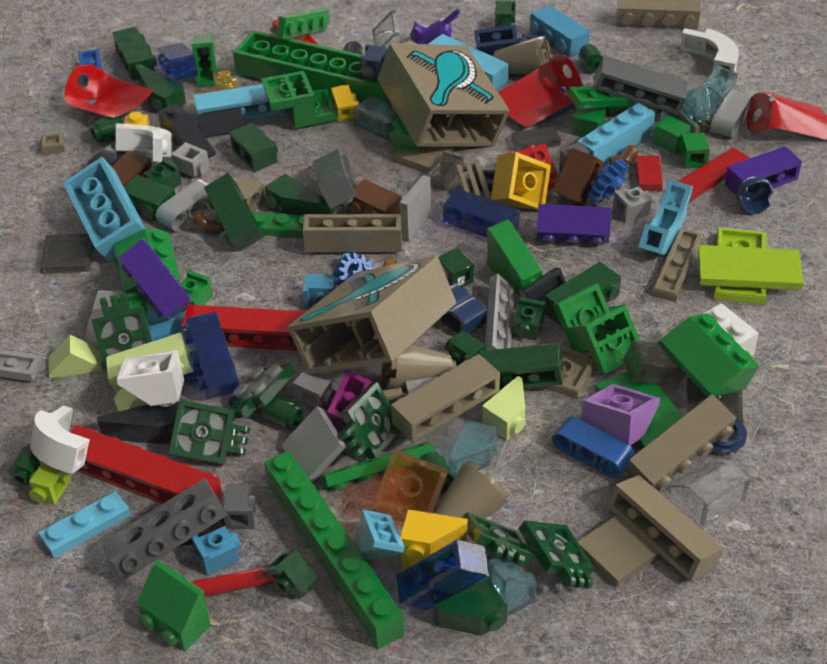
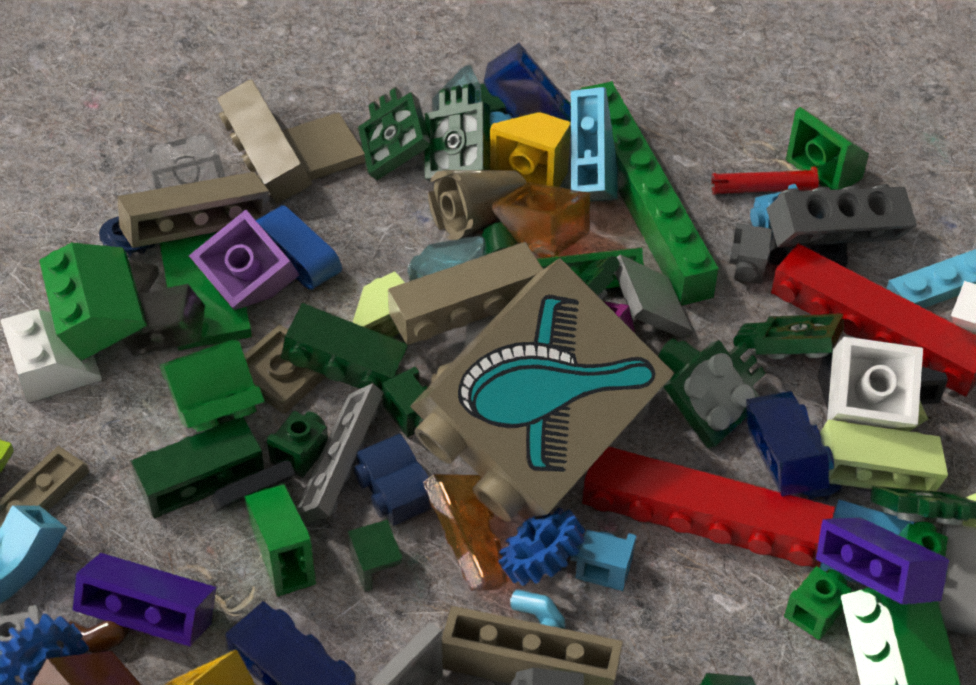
camera: 170 degrees left, 5 degrees up
(291, 574) = (696, 161): dark green brick -> none

